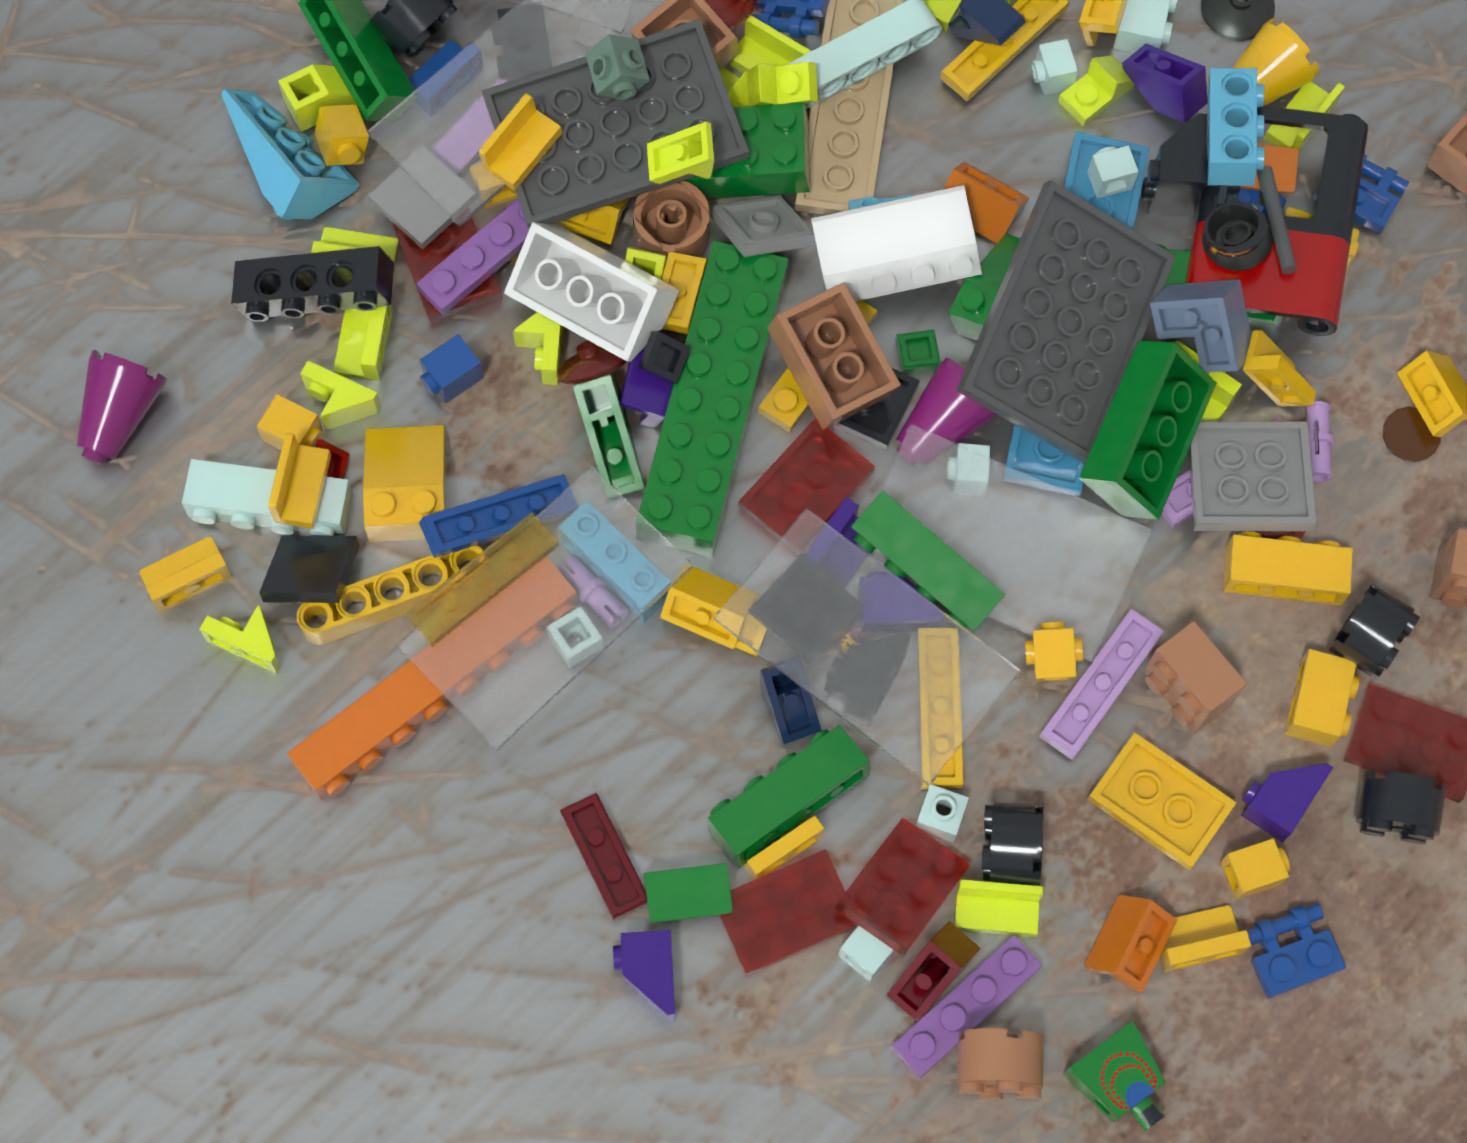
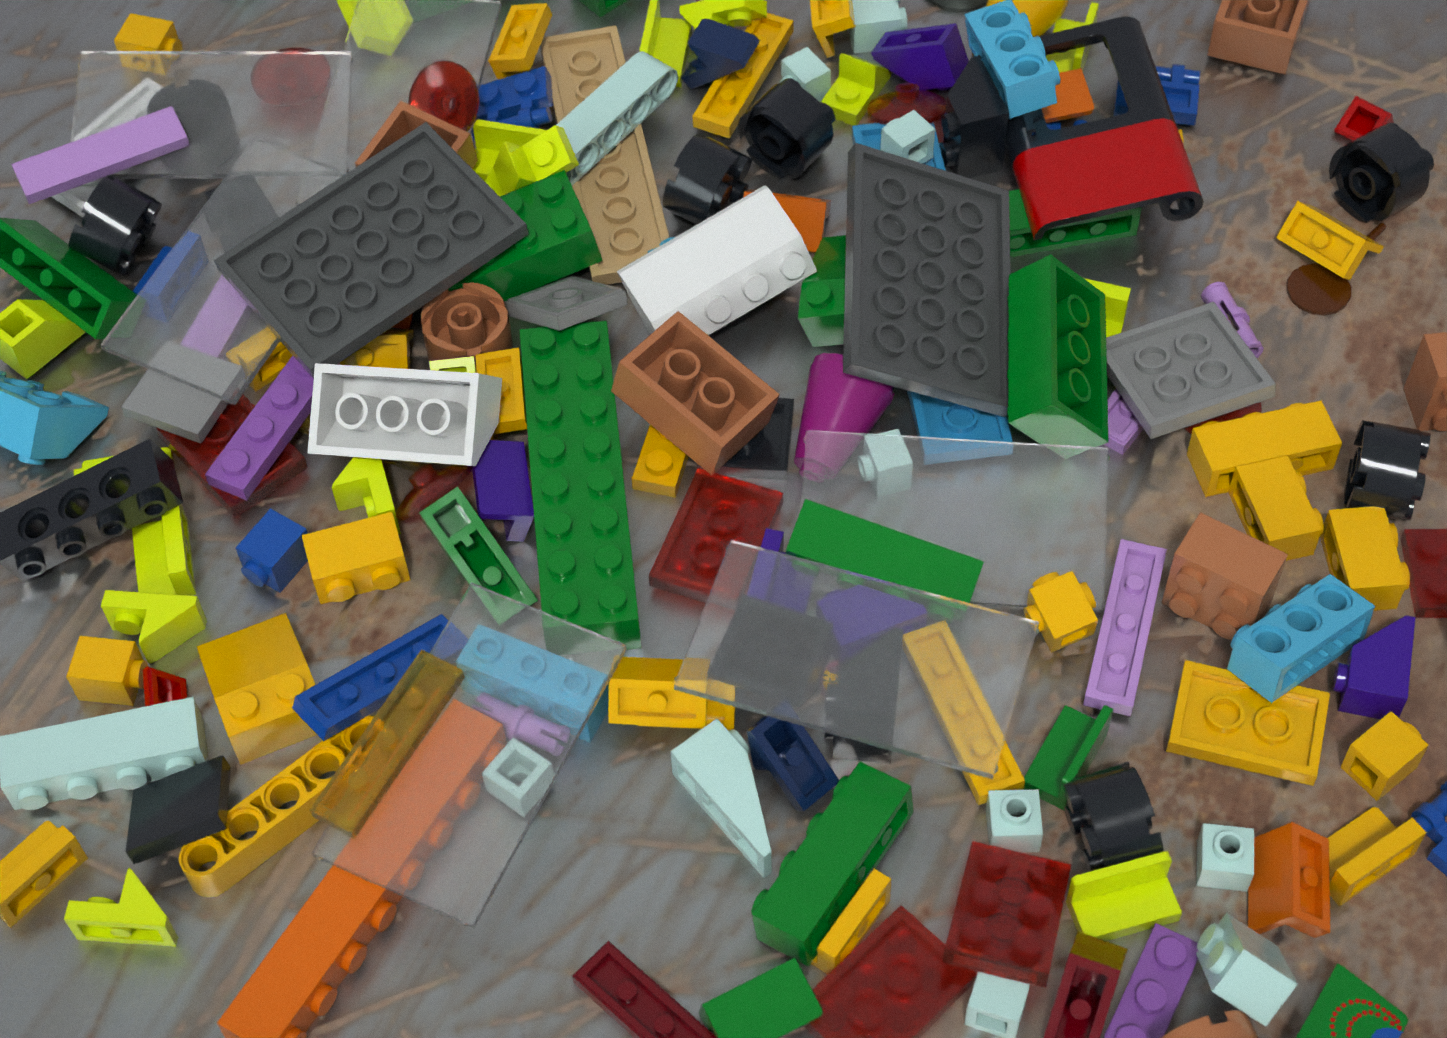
camera: 15 degrees left, 15 degrees down
(298, 483) = (135, 717): yellow panel -> none
(341, 135) = (72, 362): yellow brick -> none
(513, 399) = (356, 558): none -> yellow brick
(519, 143) = (272, 291): yellow panel -> none
(617, 67) = (354, 183): sand green brick -> none
(664, 357) = (510, 451): black plate -> none
(682, 154) = (455, 238): neon yellow slope -> none
(730, 696) = (720, 778): none -> light aqua slope
(918, 351) = (781, 372): green tile -> none
(925, 148) = (707, 179): none -> black brick
(1007, 773) = (1067, 753): none -> green panel
(1015, 119) = (787, 129): none -> black brick
(1058, 999) = (1245, 968): none -> light aqua brick
(1082, 912) = (1216, 866): none -> light aqua plate
(1133, 126) = (905, 99): none -> clear red dish
(1209, 313) = (1071, 225): sand blue panel -> none
(1222, 762) = (1299, 637): none -> medium azure brick
(1237, 236) = (1063, 148): pearl dark grey piece -> none
(1271, 629) = (1276, 507): none -> yellow brick
(1276, 220) = (1096, 124): dark grey bar -> none
(1276, 373) = (1163, 268): yellow panel -> none

